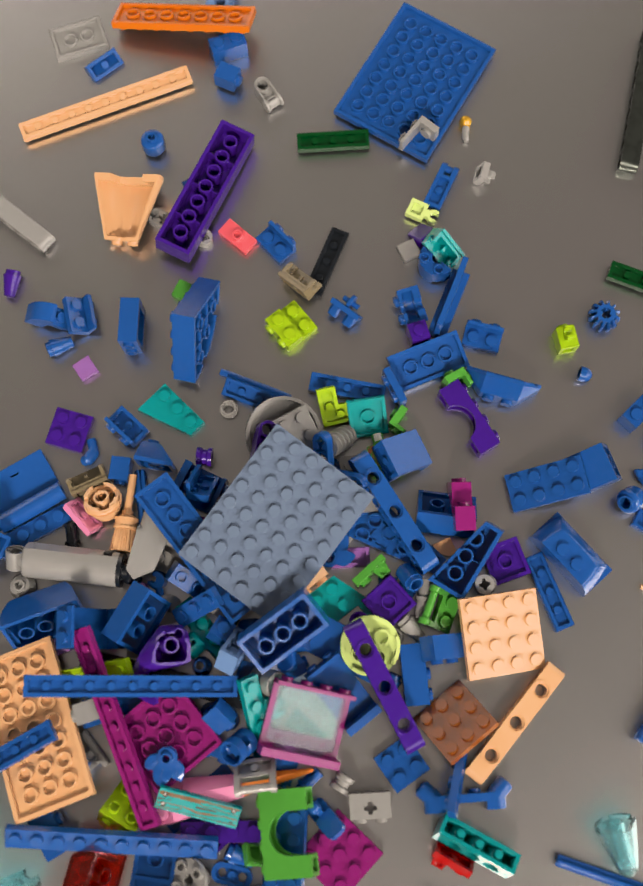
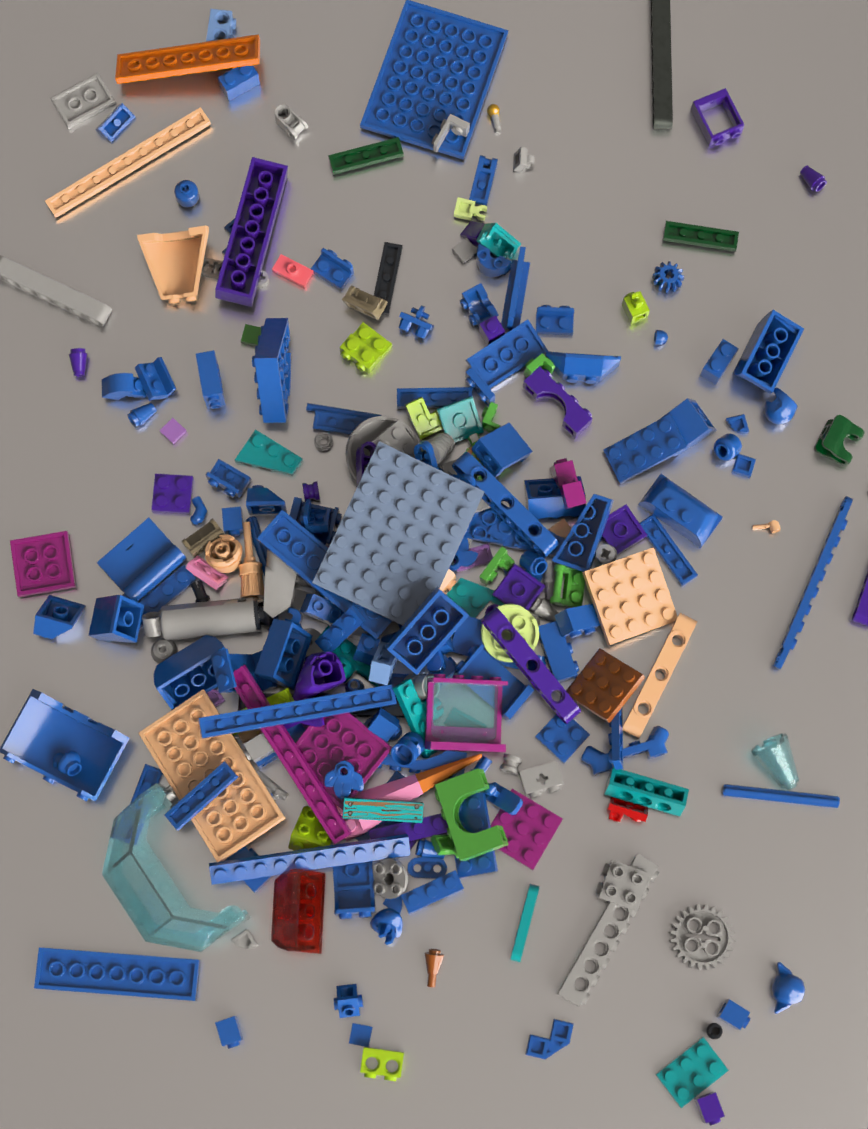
camera: 15 degrees left, 0 degrees up
(228, 76) = (246, 111): blue brick -> none
(255, 770) = (428, 766): light grey plate -> none

